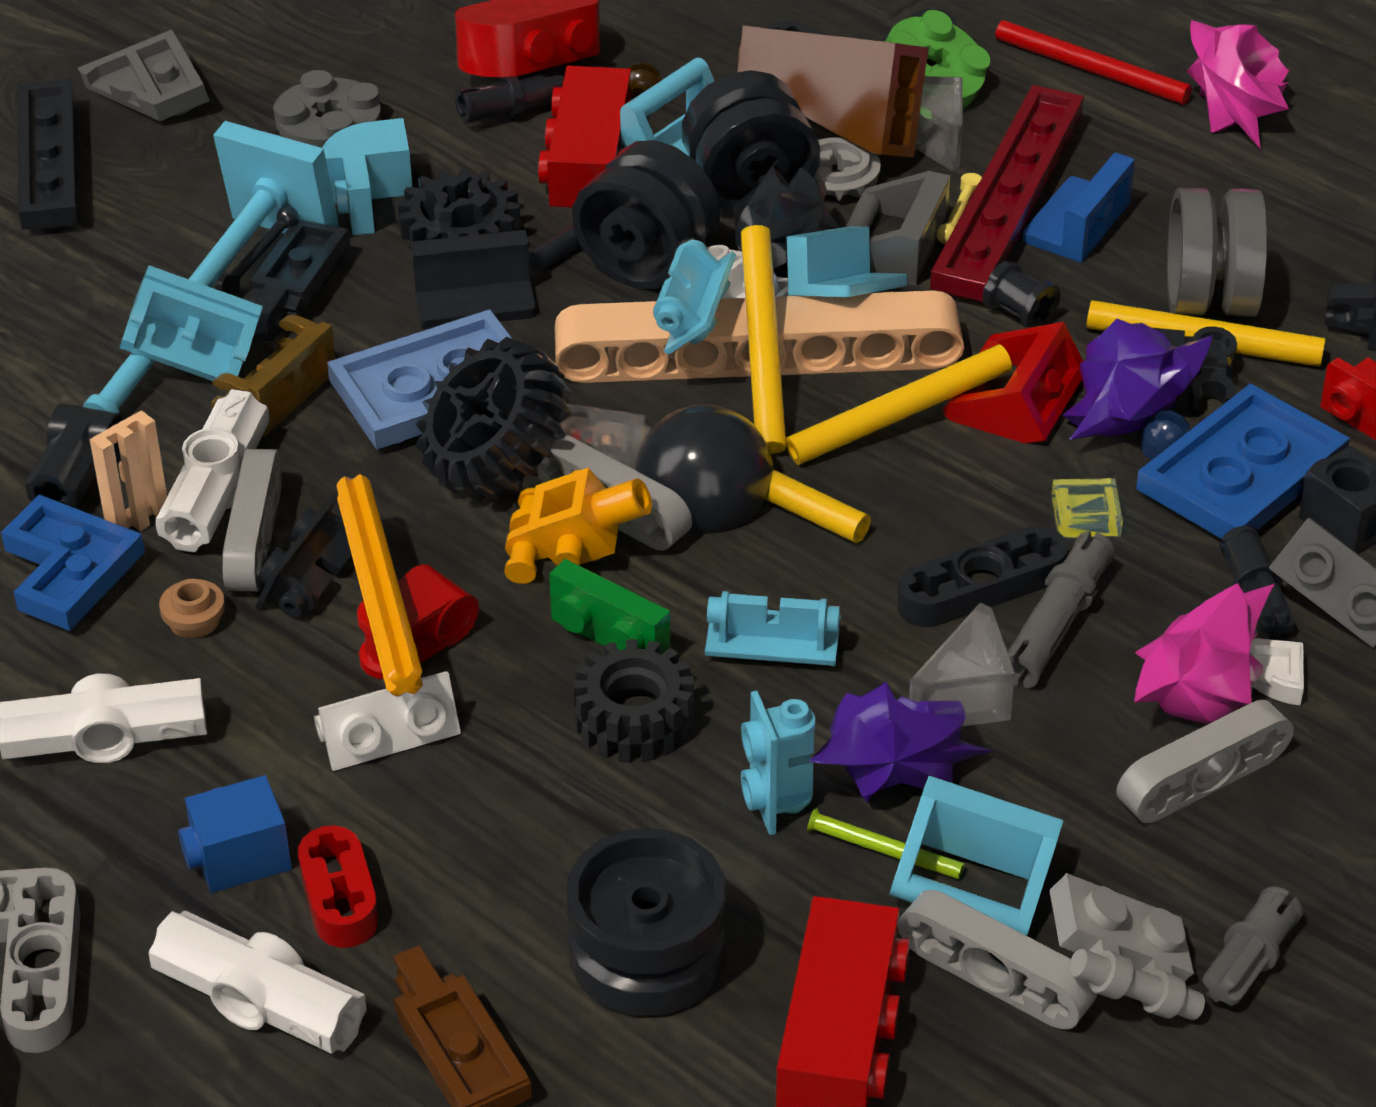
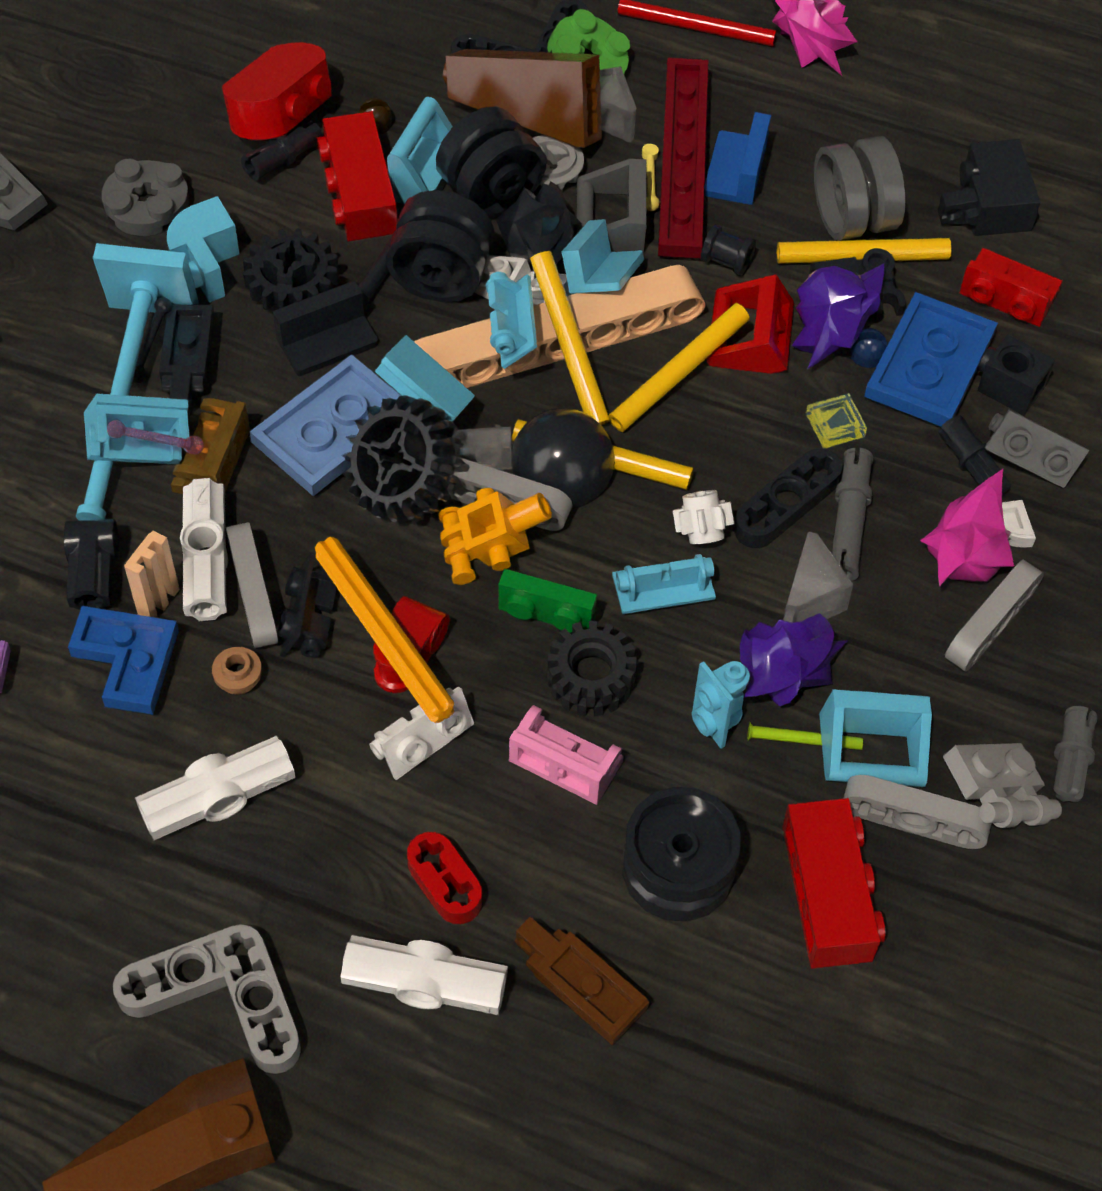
camera: 20 degrees left, 15 degrees up
(235, 834) = (357, 858): blue brick -> none
(249, 357) = (191, 444): none -> clear pink hinge
(547, 322) = (420, 376): none -> medium azure panel
(551, 789) = (563, 757): none -> bright pink hinge
(854, 565) = (703, 517): none -> white gear

